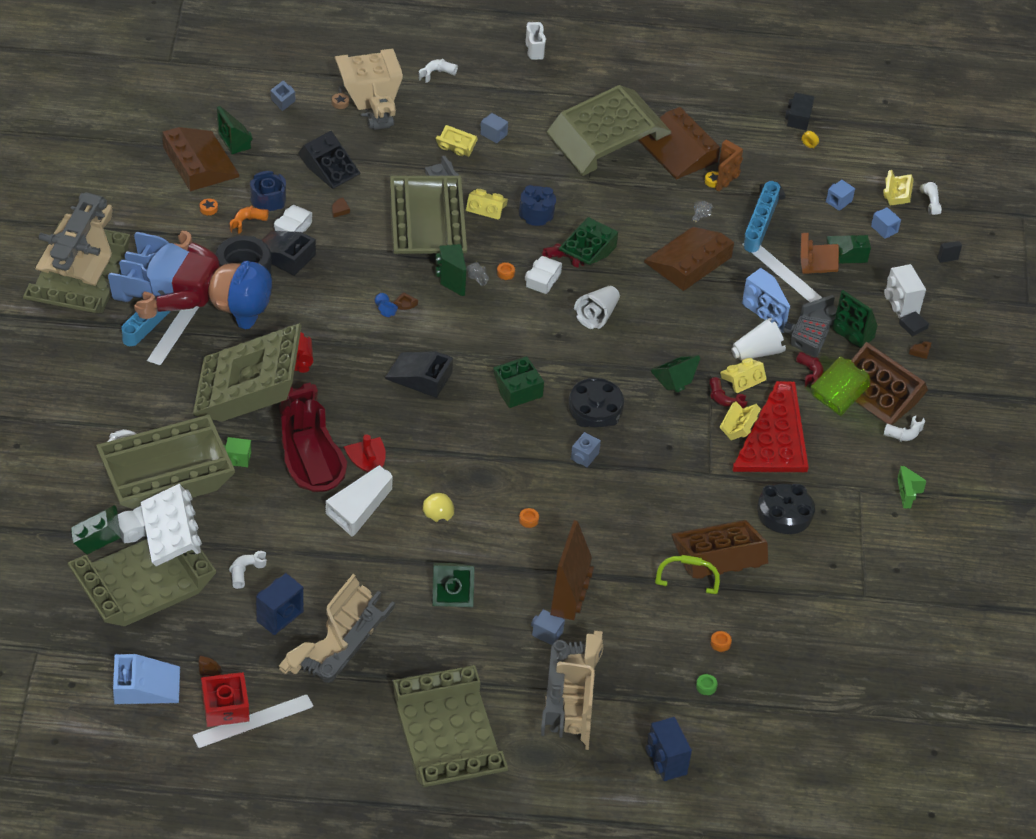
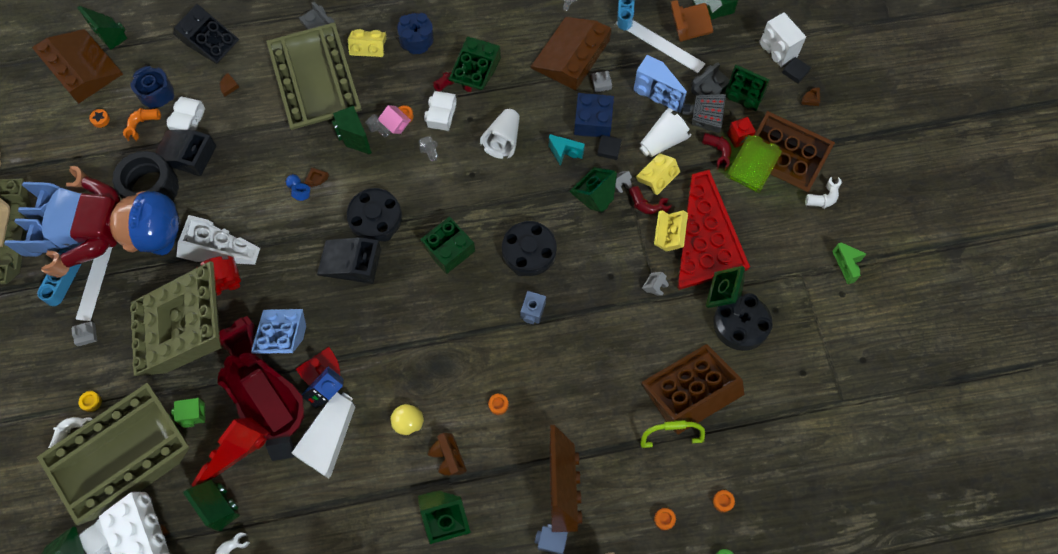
camera: 10 degrees left, 20 degrees up
(145, 424) = (90, 401): none -> yellow tile
(153, 372) = (84, 333): none -> light grey tile
(242, 523) = (212, 504): none -> dark green slope
(279, 479) = (236, 442): none -> red wedge
(283, 316) = (203, 241): none -> white wedge
(315, 498) = (280, 448): none -> black piece
(343, 404) = (279, 331): none -> light blue slope
(367, 461) = (323, 388): none -> blue slope
(456, 339) = (374, 214): none -> black piece
(469, 535) = (447, 447): none -> reddish brown tile
(495, 270) = (394, 119): none -> bright pink panel
(522, 301) = (428, 145): none -> clear piece
(655, 330) = (562, 146): none -> teal slope
(660, 640) = (664, 519): none -> orange tile
(694, 312) = (593, 115): none -> dark blue brick
(701, 343) = (609, 147): none -> black piece
(705, 368) = (623, 177): none -> light grey tile
(711, 287) = (601, 81): none -> light grey tile
(711, 458) = (654, 283): none -> light grey tile
(780, 471) = (726, 287): none -> dark green slope
(835, 352) = (739, 131): none -> red brick

